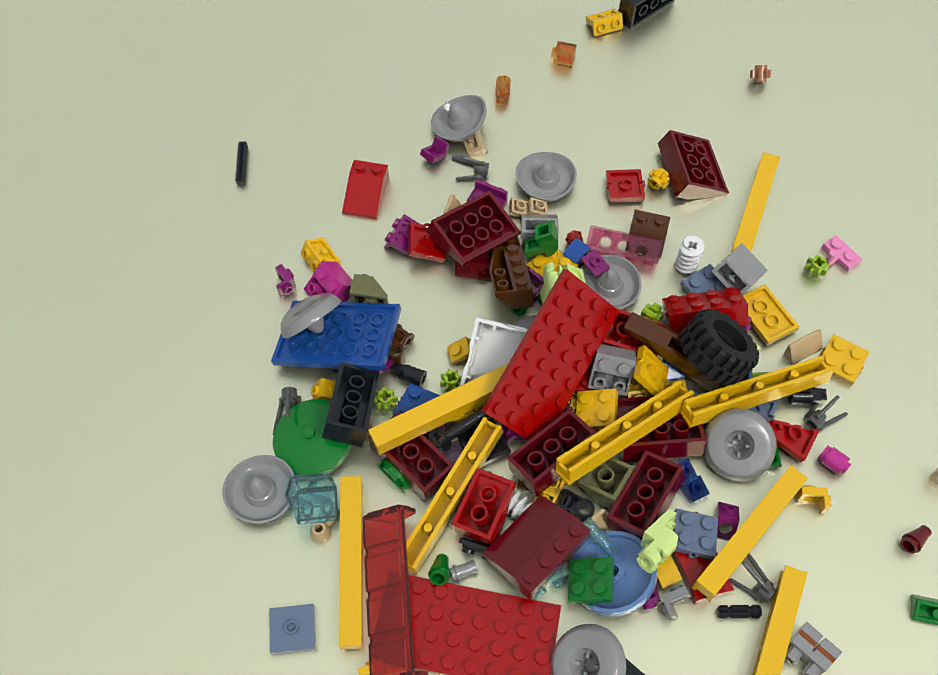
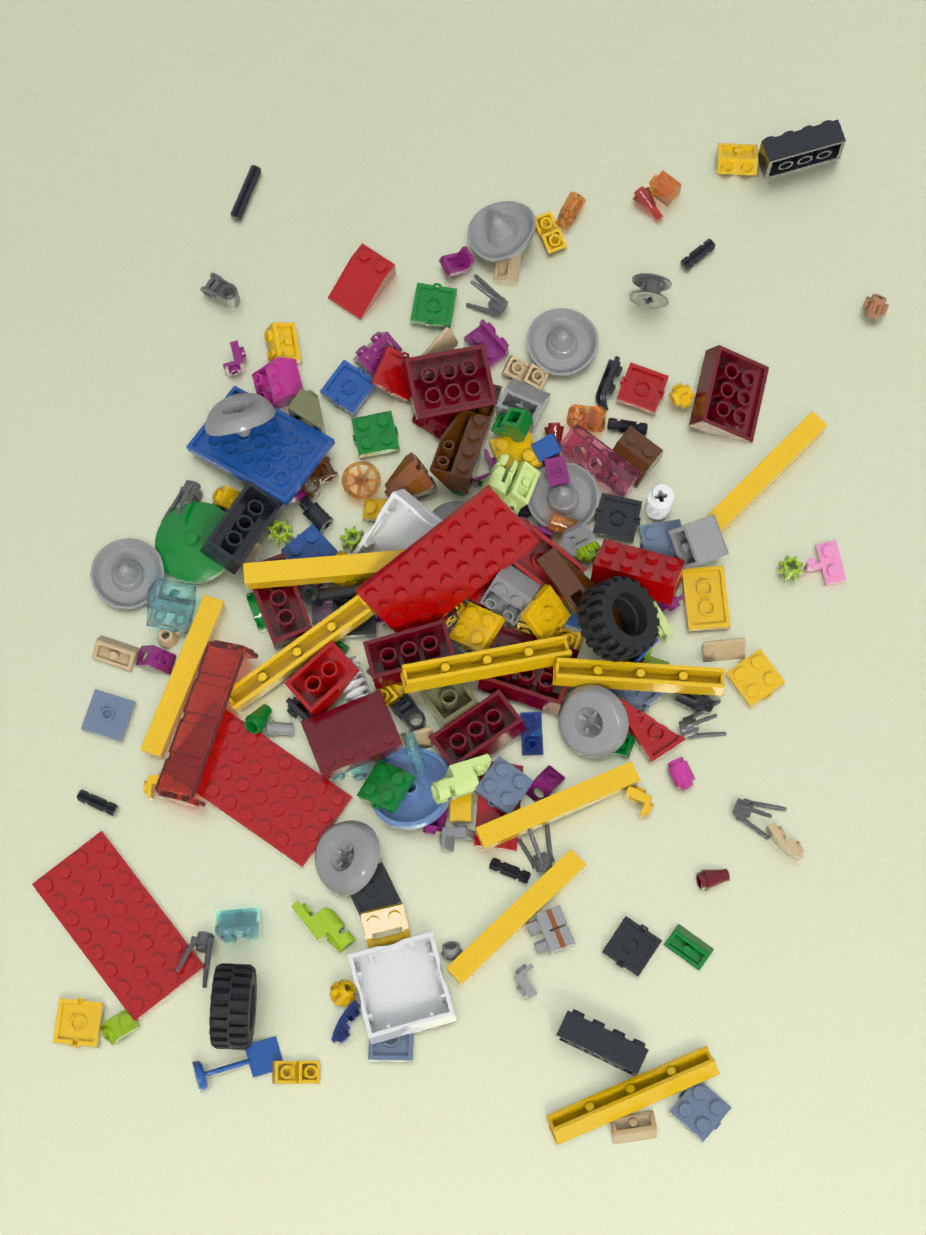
camera: 25 degrees right, 15 degrees up
(251, 235) = (218, 289): none -> dark grey piece
(275, 567) = (115, 653): none -> tan slope
(317, 554) = (156, 658): none -> magenta bracket
(391, 267) = (348, 387): none -> blue plate
(430, 295) = (375, 434): none -> green plate
(431, 187) = (433, 305): none -> green plate
(436, 331) = (361, 480): none -> clear orange wheel
(477, 307) = (412, 477): none -> dark orange cone
(497, 112) = (549, 233): none -> yellow slope
(553, 65) = (644, 197): none -> clear red cone
(594, 117) = (649, 294): none -> piece
(596, 217) = (589, 417): none -> clear orange piece
(599, 194) = (606, 384): none -> black piece
(612, 87) = (697, 254): none -> black axle
(624, 216) = (623, 425): none -> black axle
(625, 299) = (560, 523): none -> clear orange hinge
(642, 302) = (576, 537): none -> light grey bracket
(660, 281) = (617, 517): none -> black plate
(888, 633) = (631, 946): none -> black plate
(905, 466) = (744, 808): none -> dark grey plant

